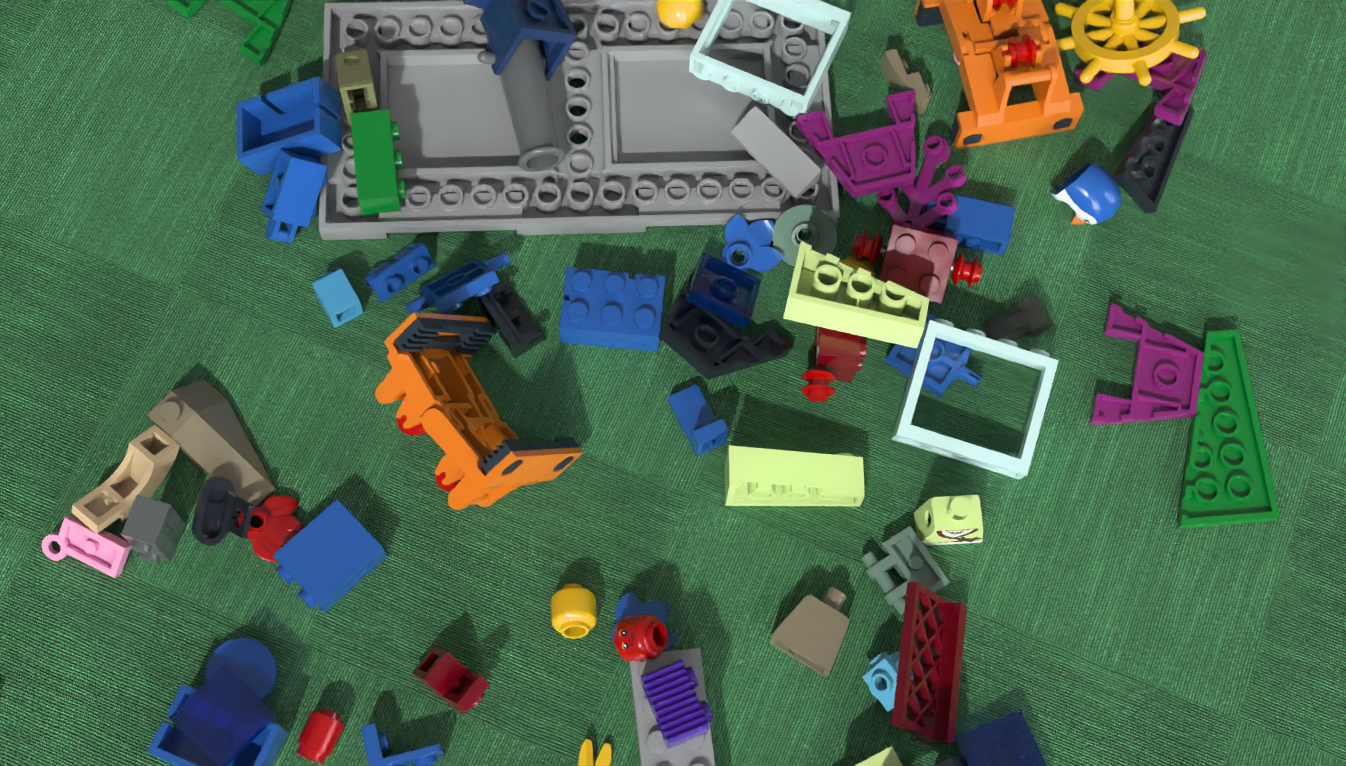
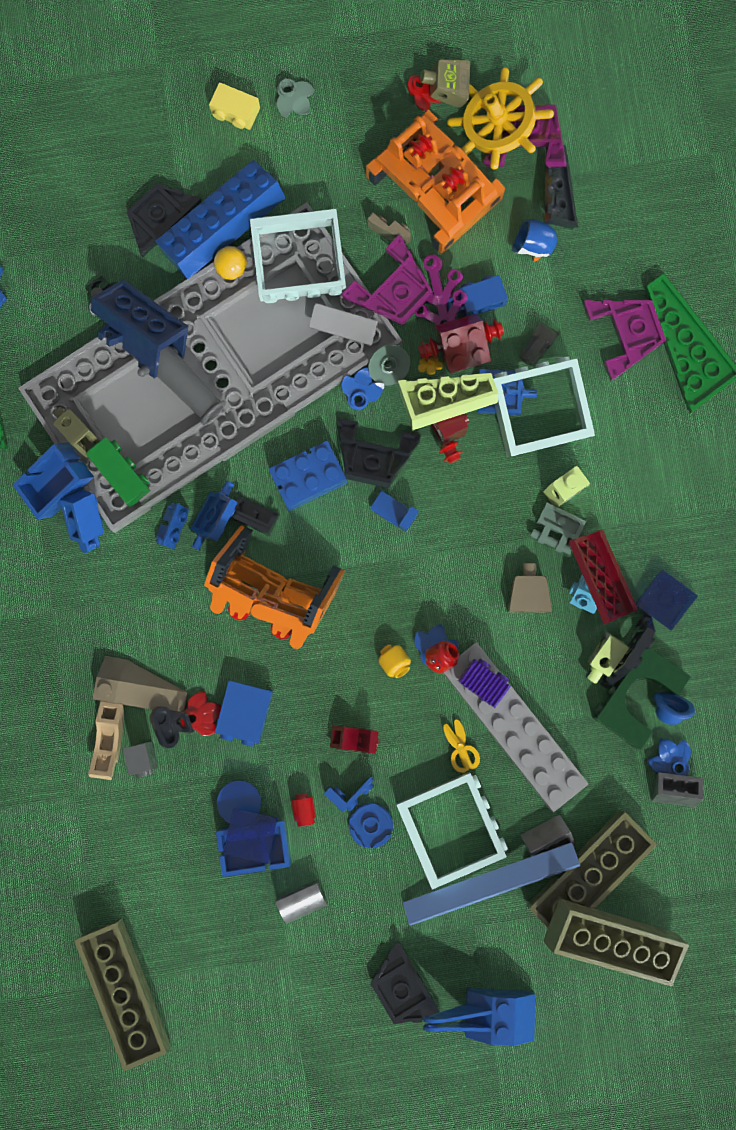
camera: 25 degrees left, 15 degrees up
(98, 550) = (119, 786): bright pink hinge -> none
(337, 297) = (148, 563): dark azure brick -> none
(723, 290) = (364, 427): clear blue plate -> none
(792, 478) = (468, 514): yellowish green wedge -> none

